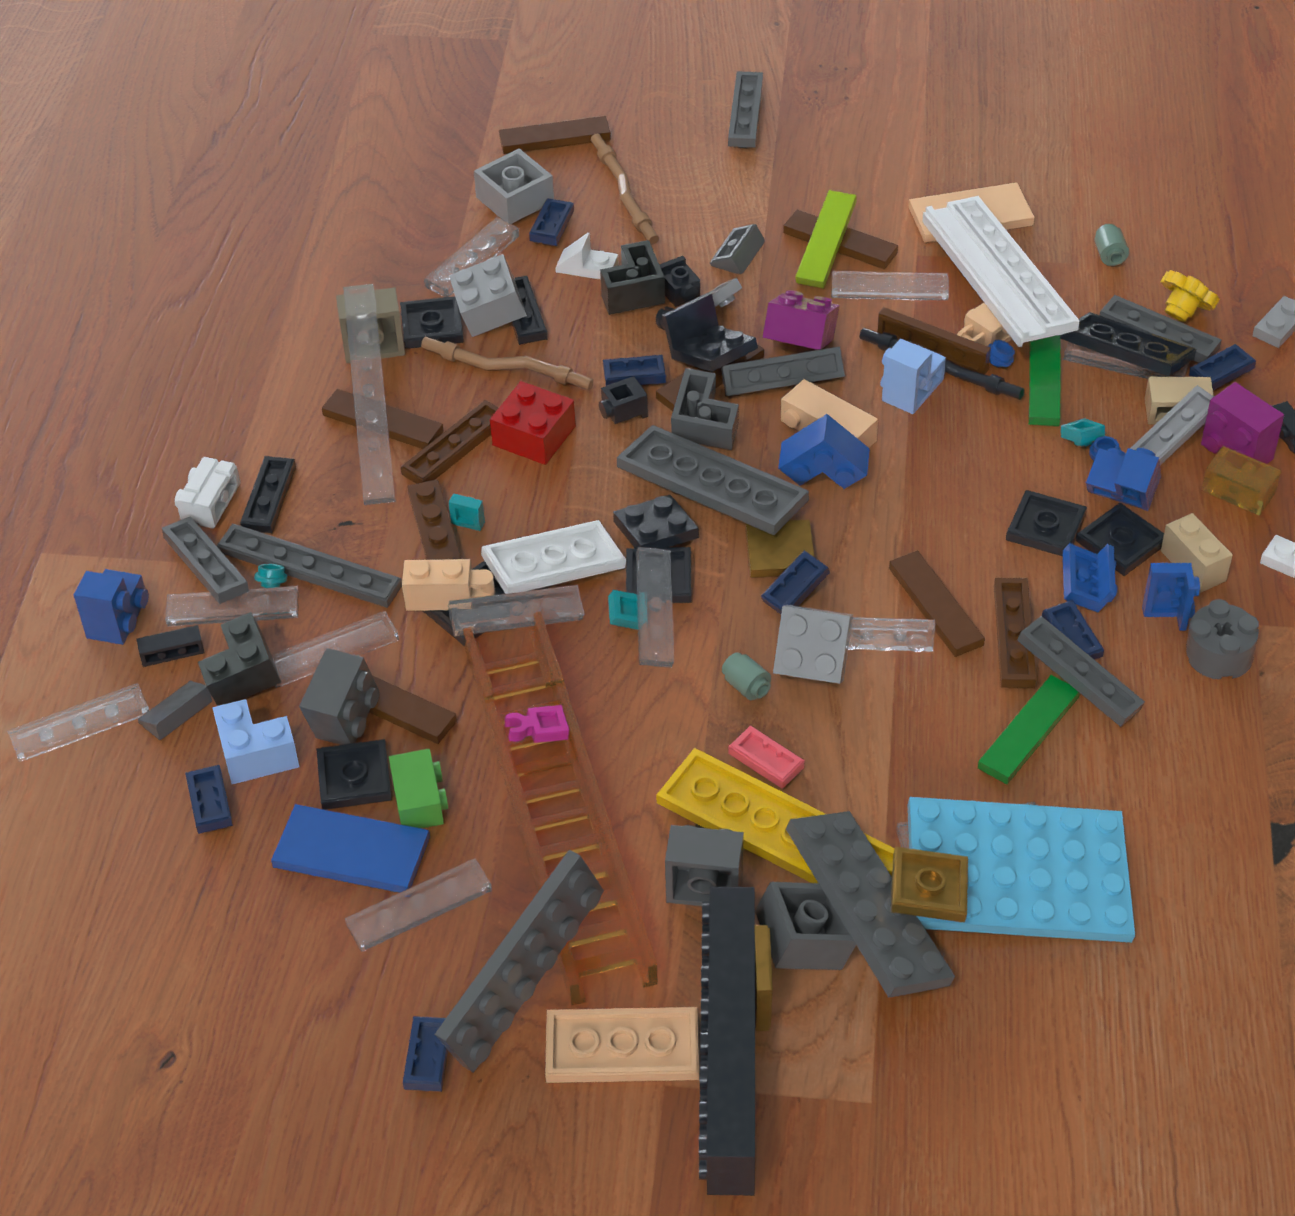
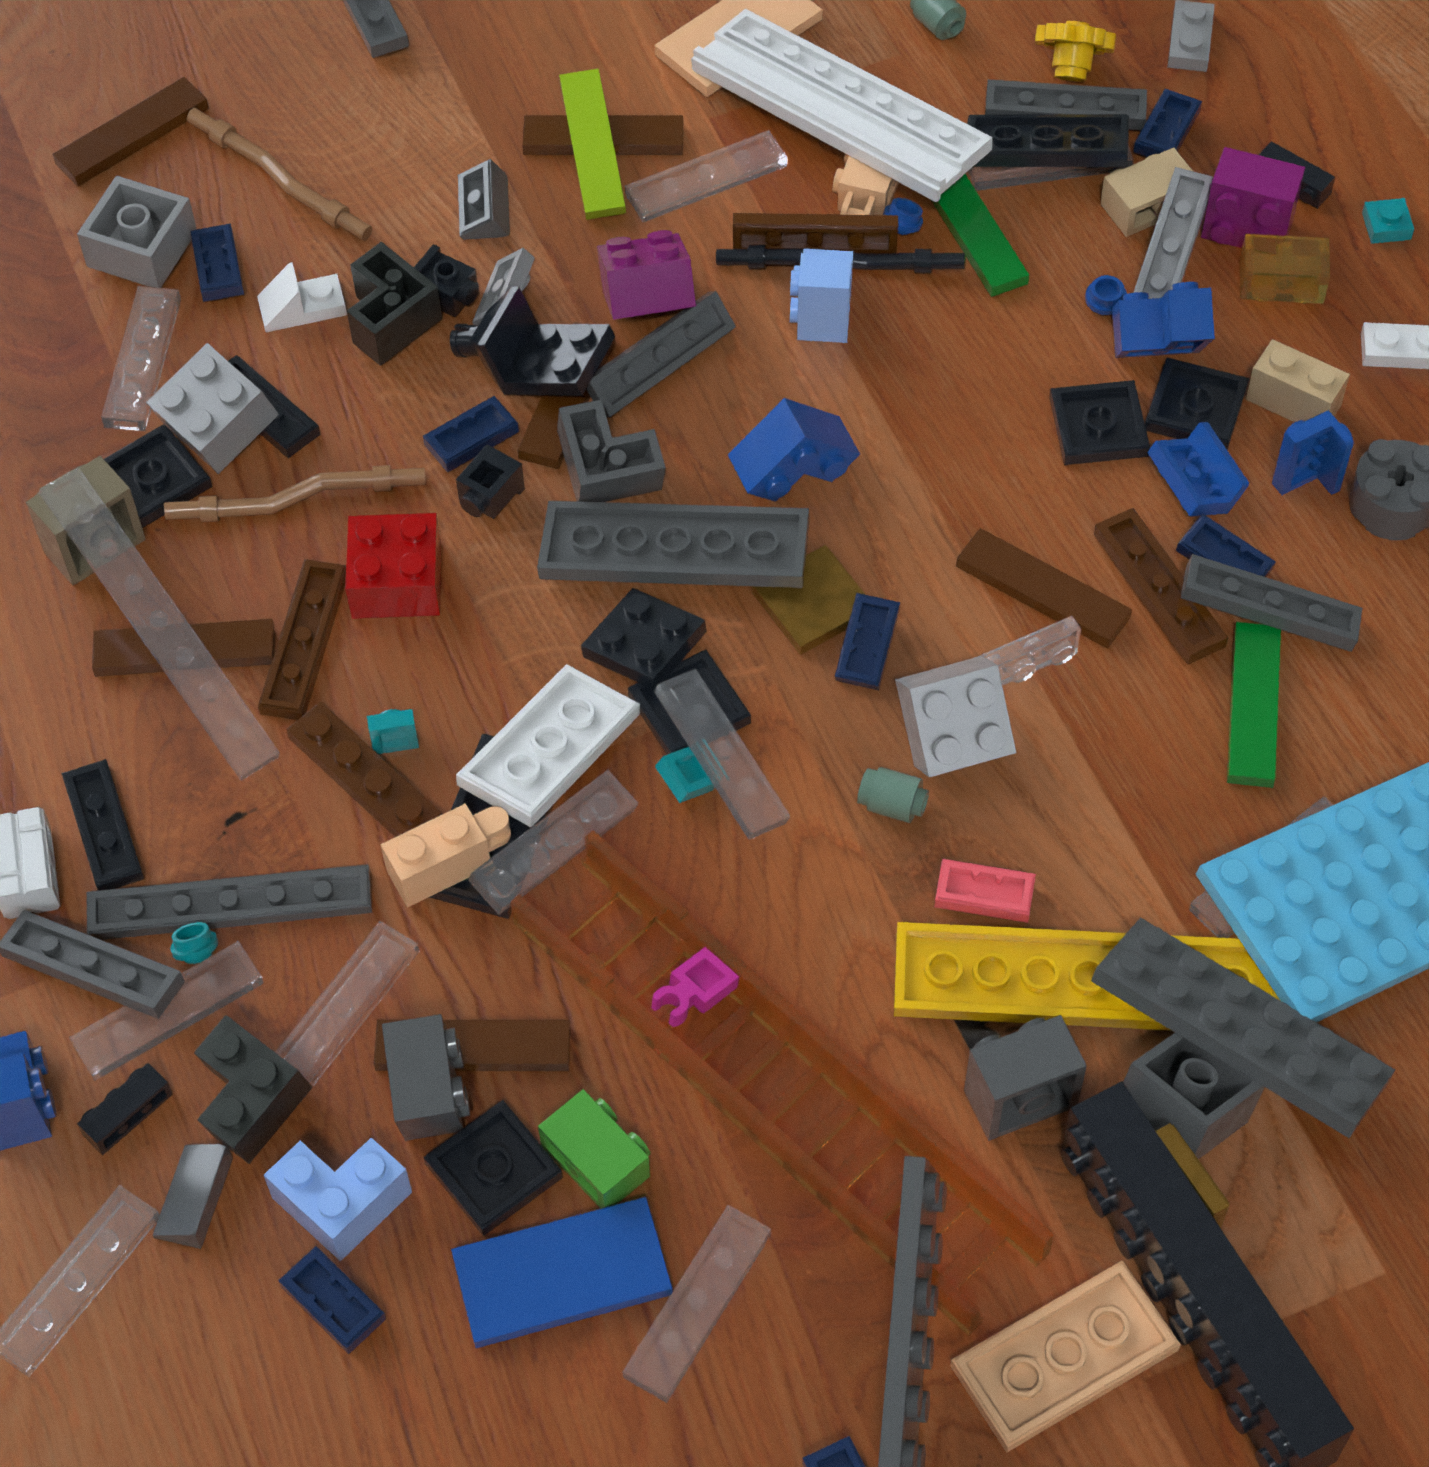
camera: 30 degrees left, 10 degrees up
(809, 403) = (745, 392): light nougat brick -> none
(929, 884) = (1302, 970): pearl gold tile -> none
(1082, 431) = (1067, 281): teal plate -> none

